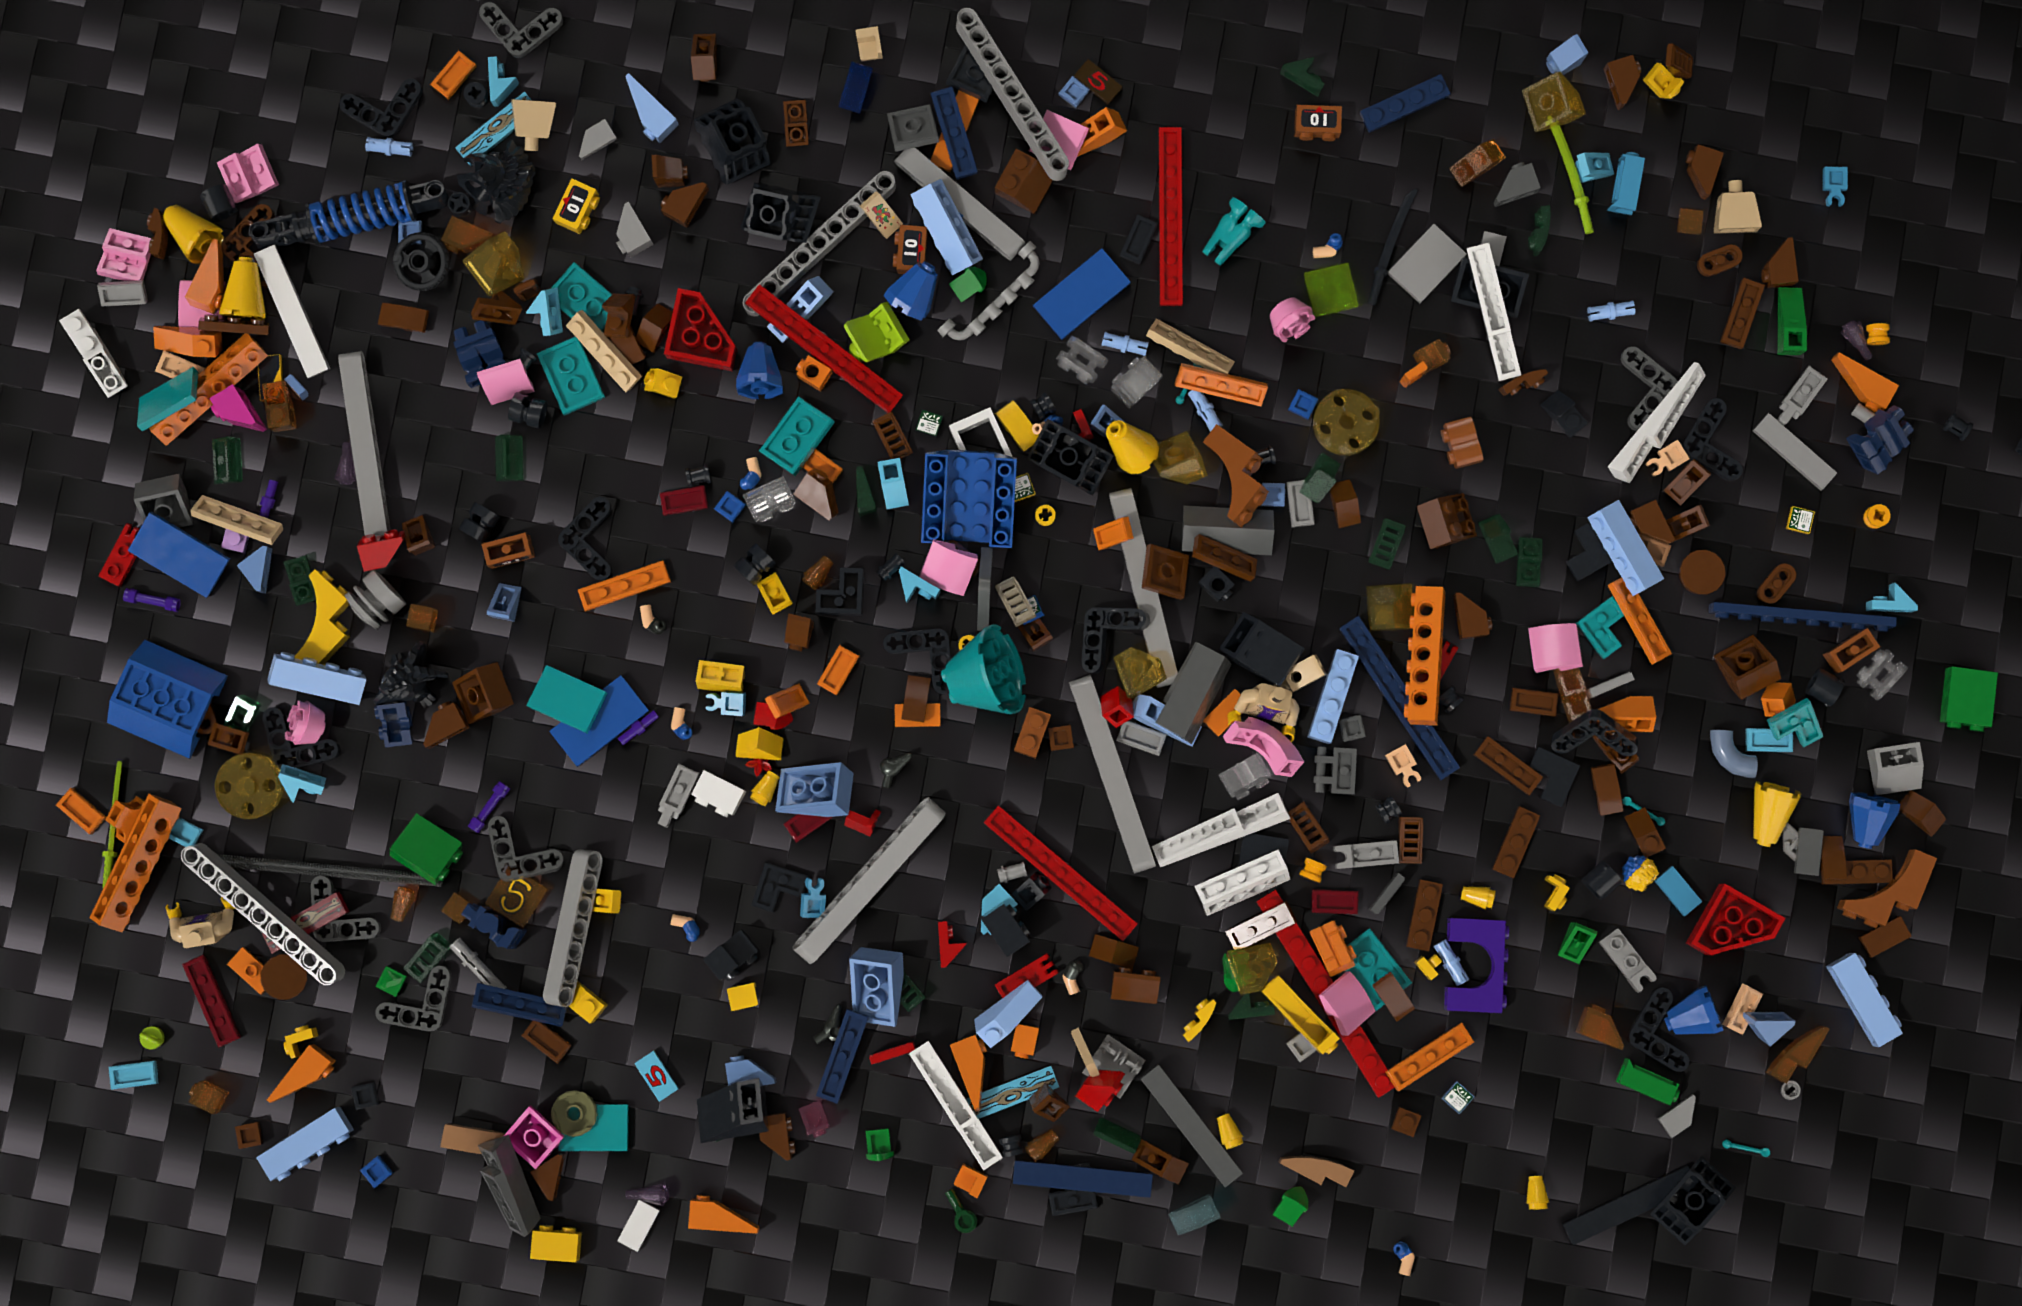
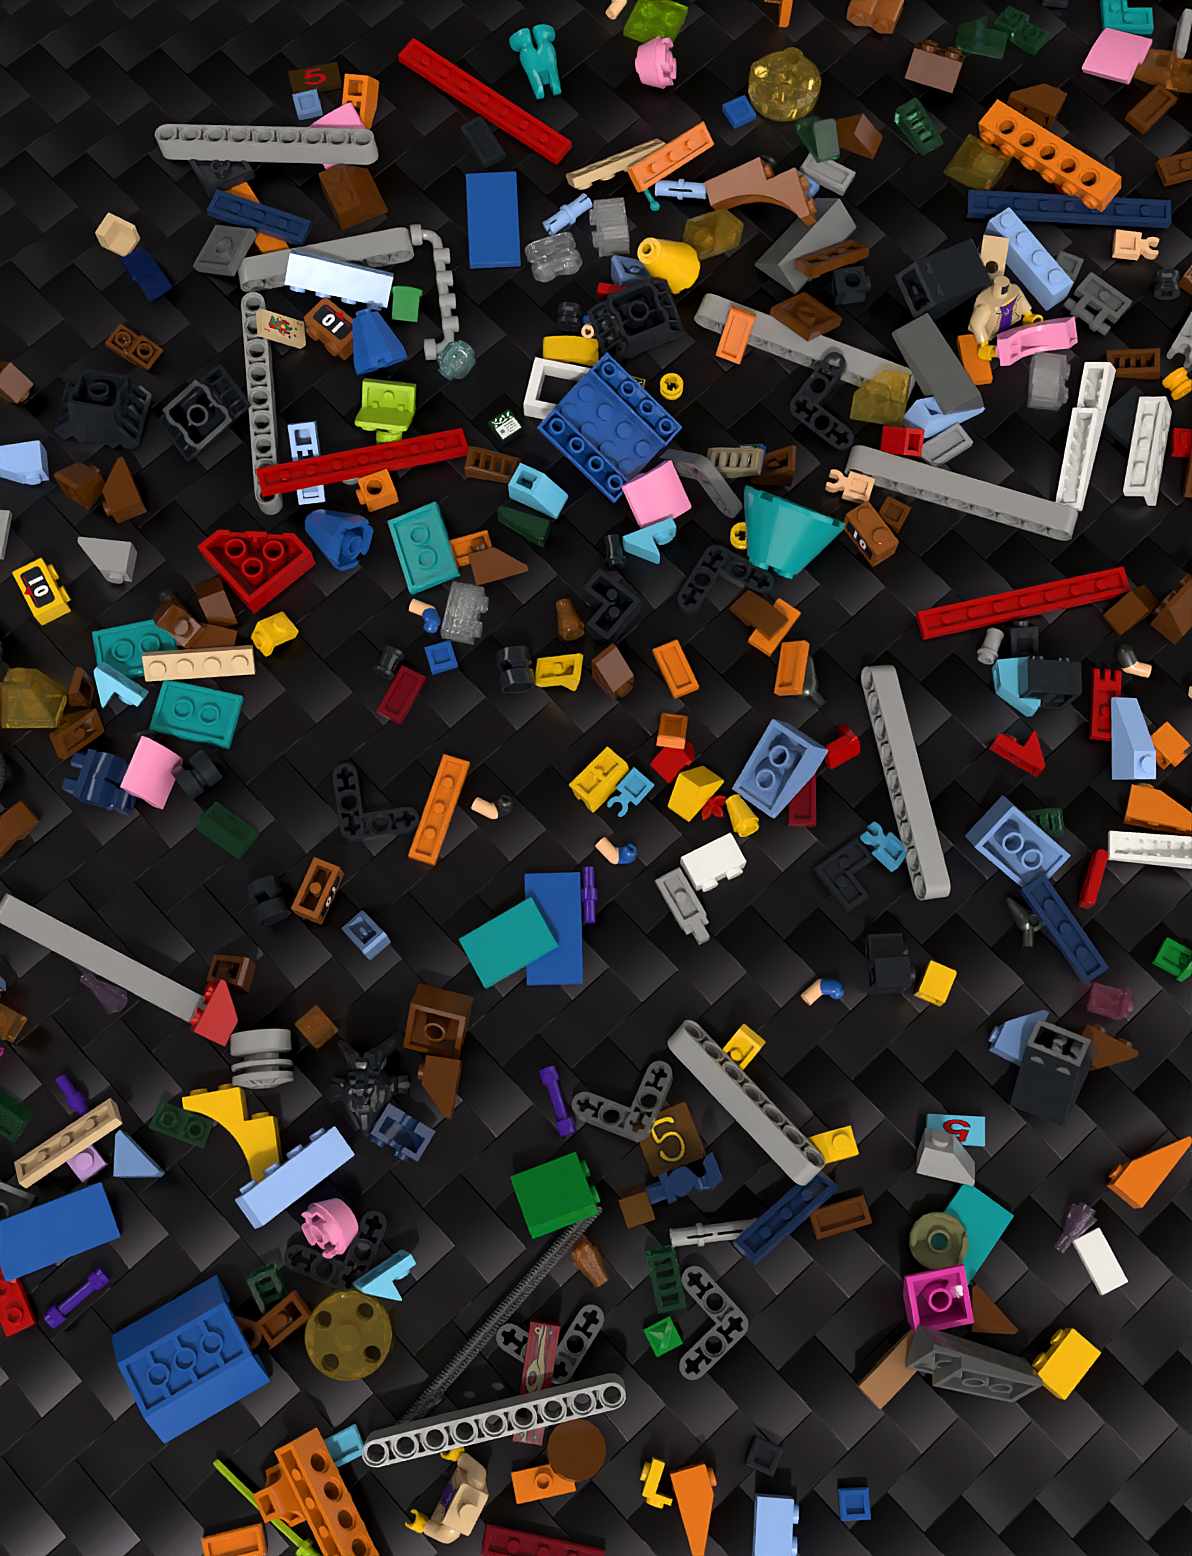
camera: 60 degrees left, 10 degrees down
(630, 1082) = (944, 1158): none -> light grey slope
(894, 748) = (791, 668): none -> orange tile
(950, 353) = (456, 360): none -> clear light blue head
(1061, 698) = (855, 487): none -> light nougat plate

